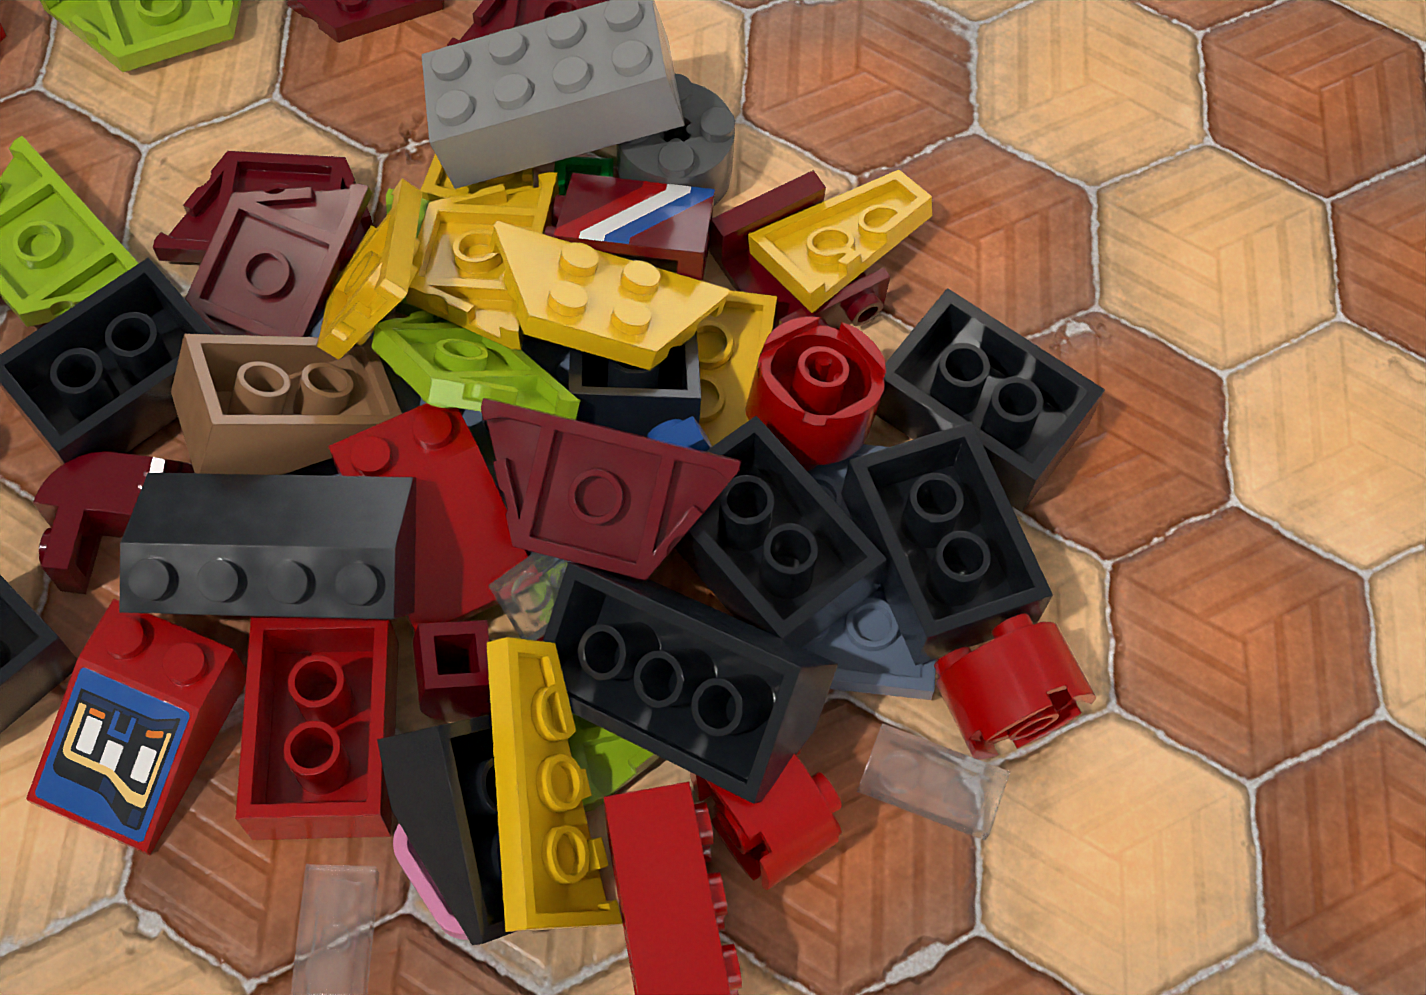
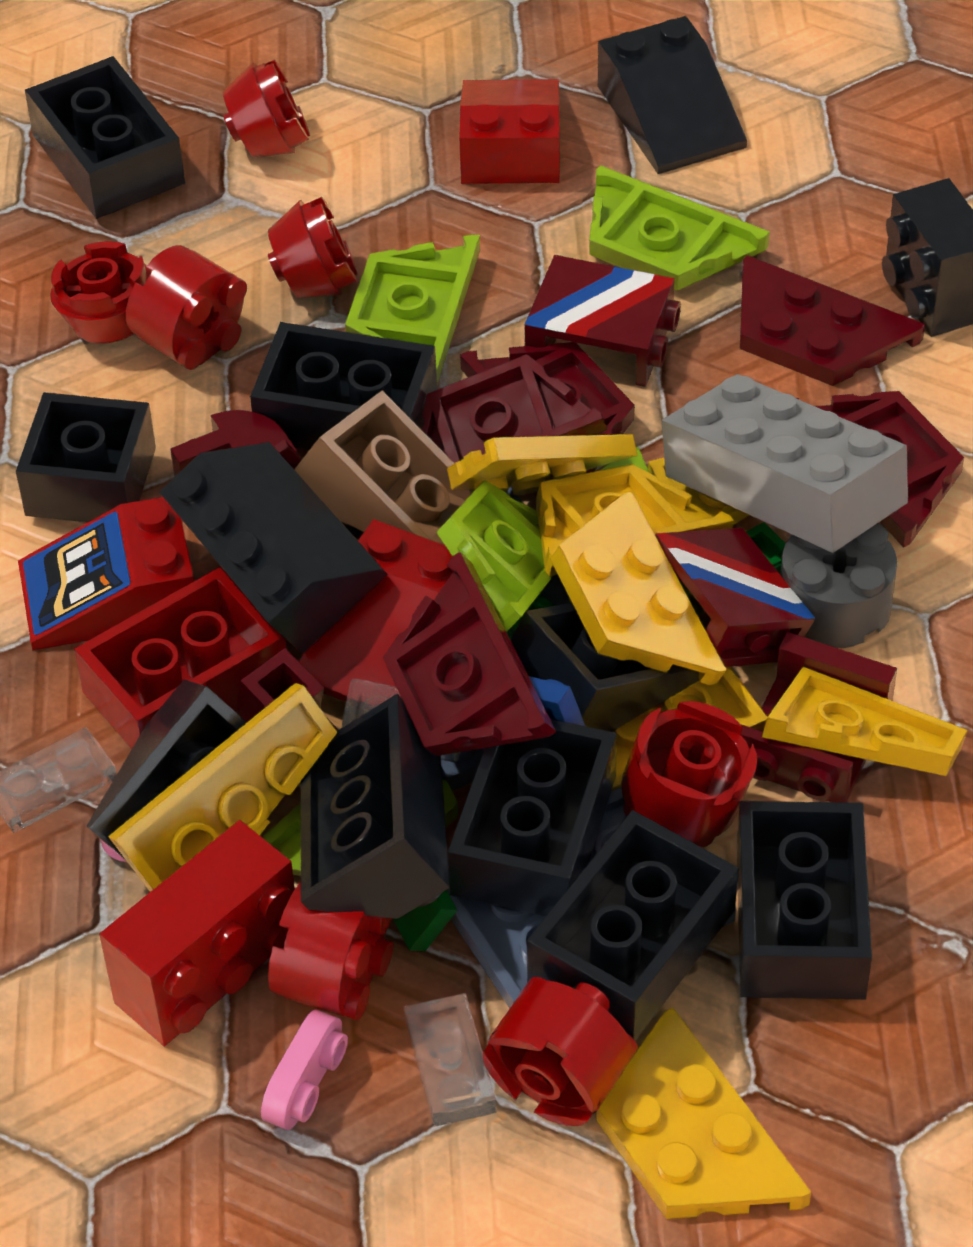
camera: 60 degrees right, 15 degrees down
(214, 106) = (605, 310): none -> dark red panel
(879, 939) = (295, 1083): none -> bright pink plate
(1144, 640) = (692, 1132): none -> yellow wing

